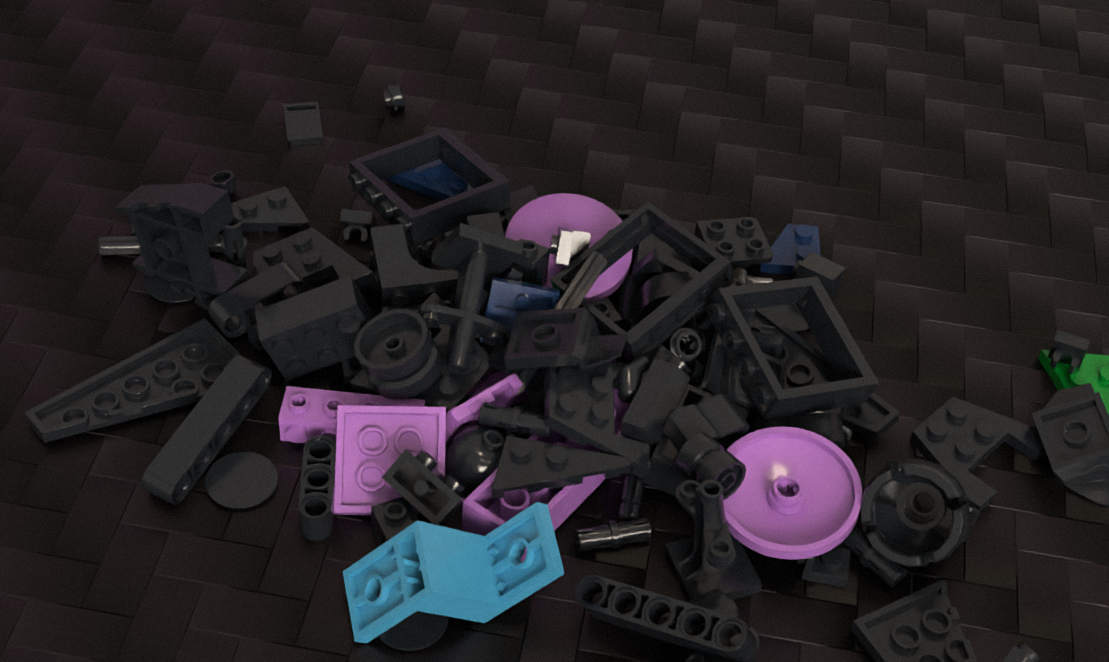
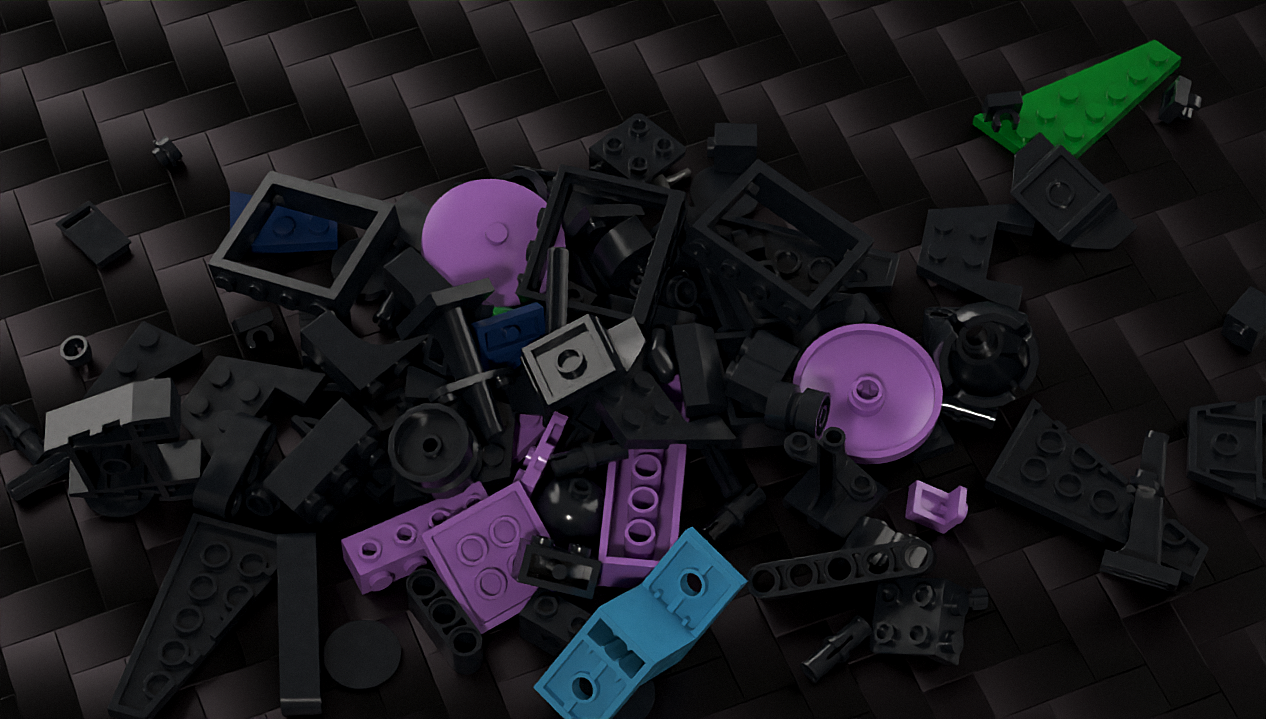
camera: 30 degrees left, 10 degrees up
(534, 262) = (482, 271): black bracket -> none
(549, 465) = (641, 488): black wing -> none
(568, 245) = (509, 249): bracket -> none
(791, 246) = (689, 120): dark blue wing -> none
(792, 619) = (935, 507): none -> medium lavender bracket

